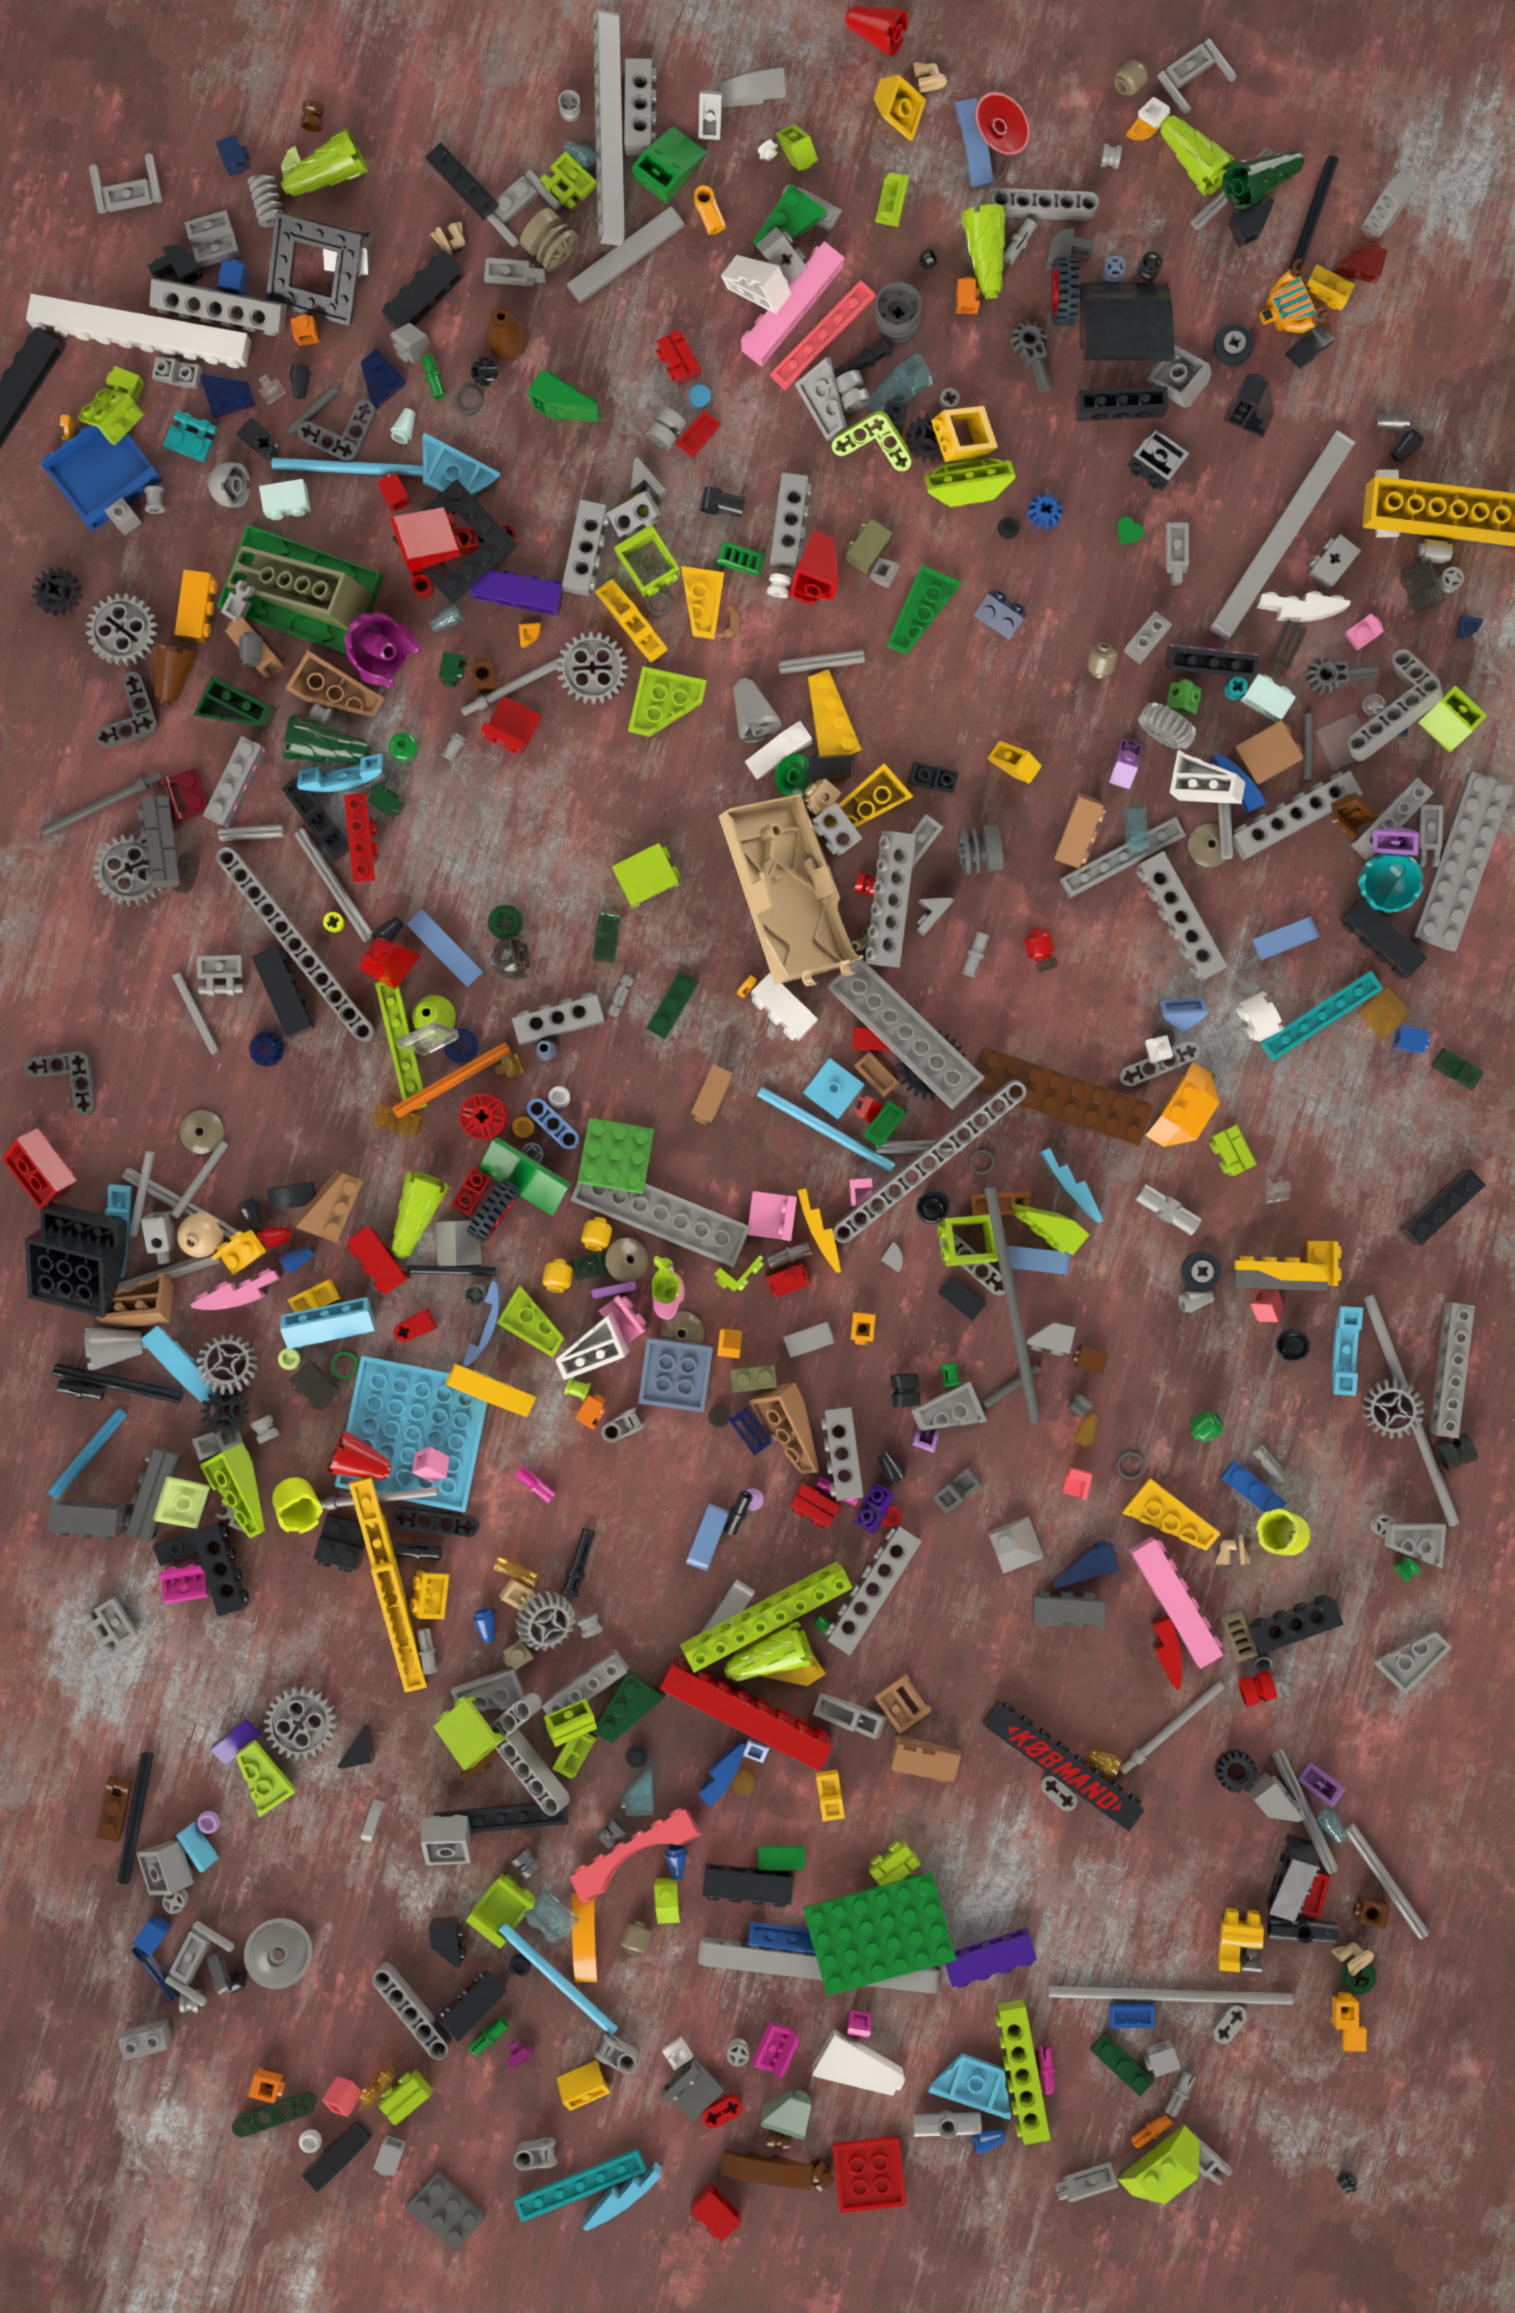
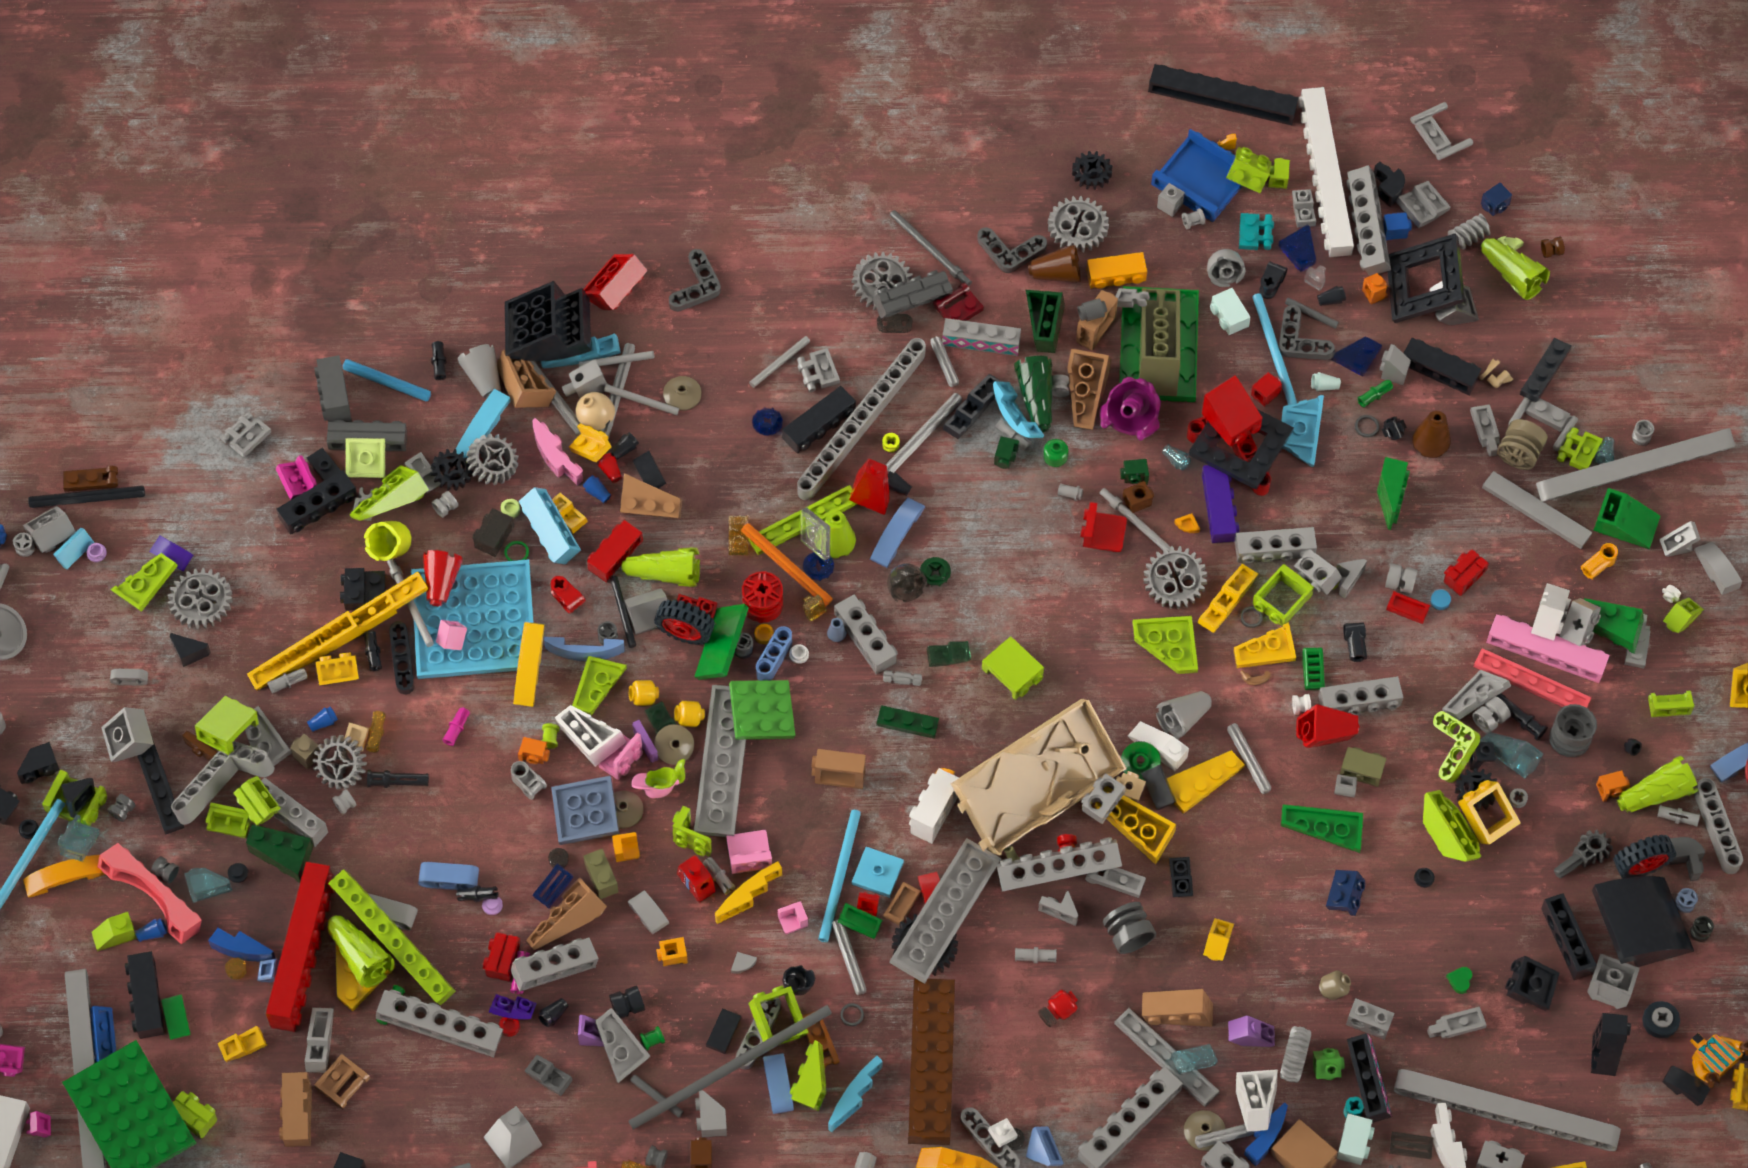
camera: 75 degrees right, 25 degrees down
(117, 1383) = (451, 379): black axle -> none
(361, 838) = (968, 441): red bracket -> none
(501, 1908) = (78, 794): none -> black slope
(635, 1938) = (75, 915): dark tan head -> none
(639, 72) = (1689, 472): light grey brick -> none
(934, 1151) = (844, 966): light grey beam -> none
(1045, 519) = (1444, 896): blue gear -> none

